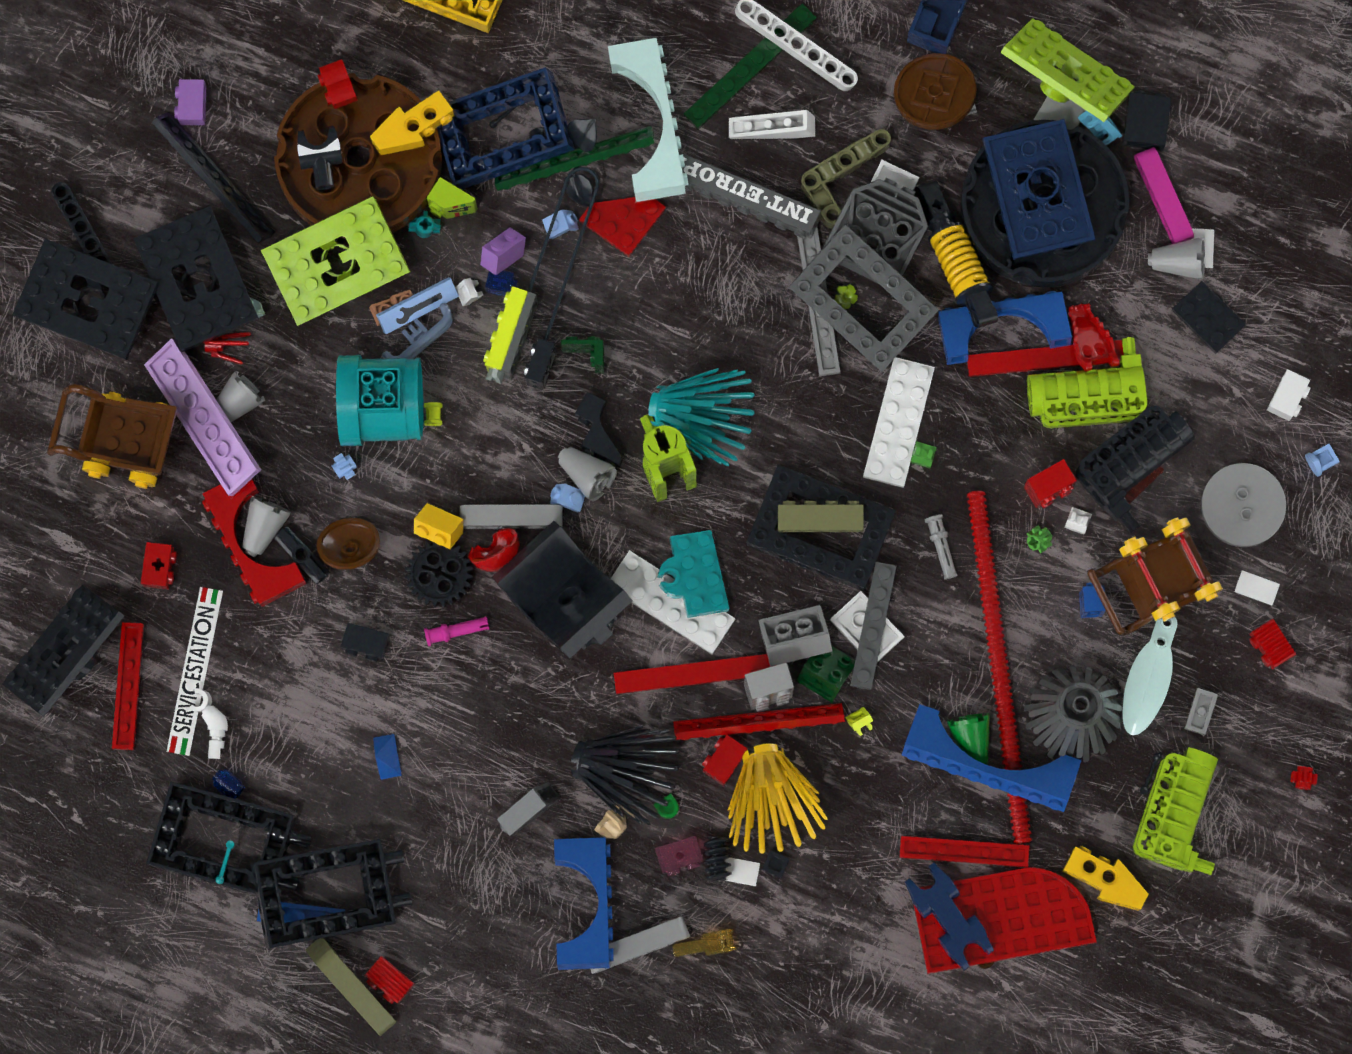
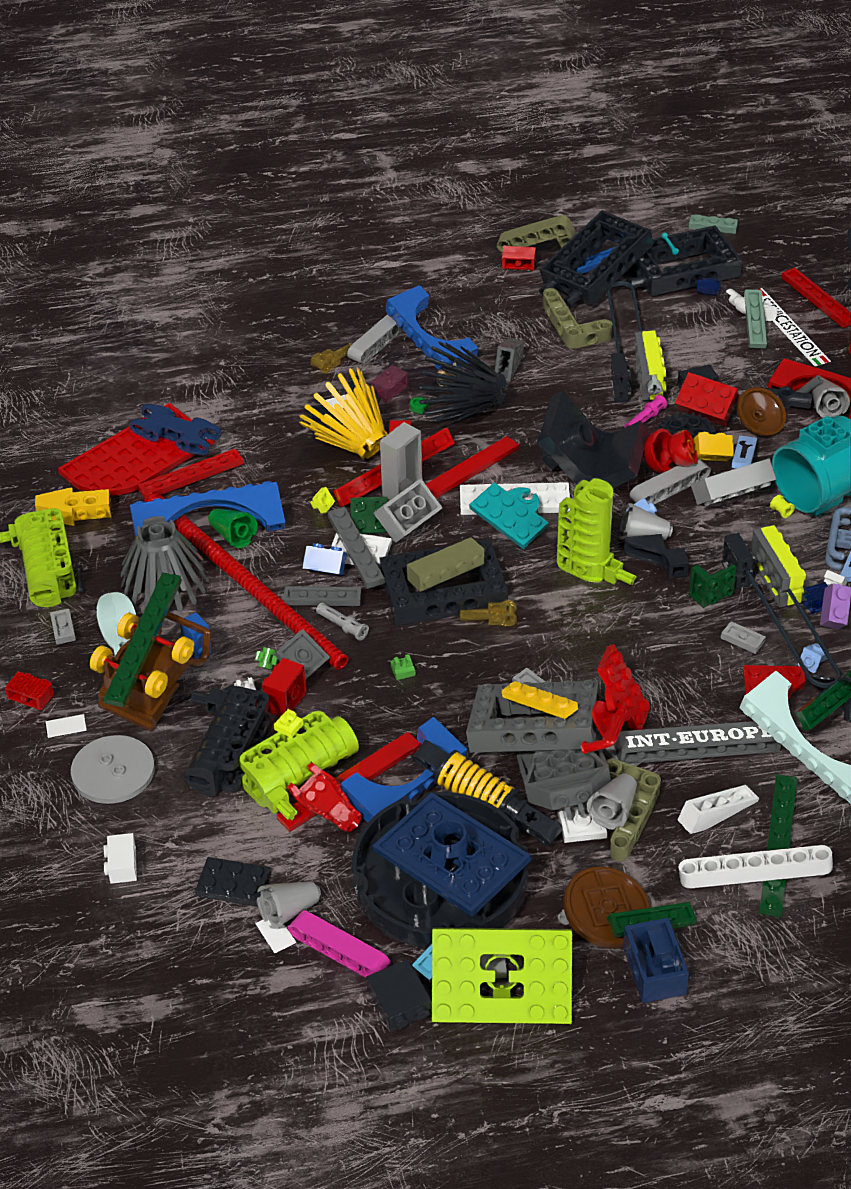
camera: 145 degrees right, 35 degrees down
(124, 897) = (725, 225): none -> sand green plate
(231, 687) = (755, 319): none -> sand green plate
(273, 544) = (811, 384): none -> dark grey piece
(387, 756) = (626, 342): blue slope -> none
(388, 594) = (707, 398): none -> red brick
(396, 699) = (647, 357): none -> piece
(412, 500) = (744, 451): none -> light blue tile
(428, 824) = (567, 327): none -> olive beam
(461, 462) = (733, 483): none -> light grey piece
(480, 529) = (681, 449): none -> red cylinder
(603, 285) = (743, 637): none -> light grey plate
(687, 412) = (610, 585): teal plant -> none
(778, 263) = (621, 696): none -> red plate
(799, 460) = (496, 613): none -> clear yellow connector
(858, 293) = (540, 699): none -> yellow plate
(861, 168) = (613, 802): none -> light grey cone
(898, 422) = (439, 677): white plate -> none
(910, 55) = (679, 915): none -> dark green plate
(913, 627) = (325, 560): none -> brick
(940, 590) = (329, 595): none -> dark grey plate
(1012, 510) = (303, 651): none -> dark grey bracket
(1084, 414) = (288, 724): none -> neon yellow tile
(1162, 580) = (142, 640): none -> dark green plate
(1321, 459) = (63, 832): light blue tile -> none

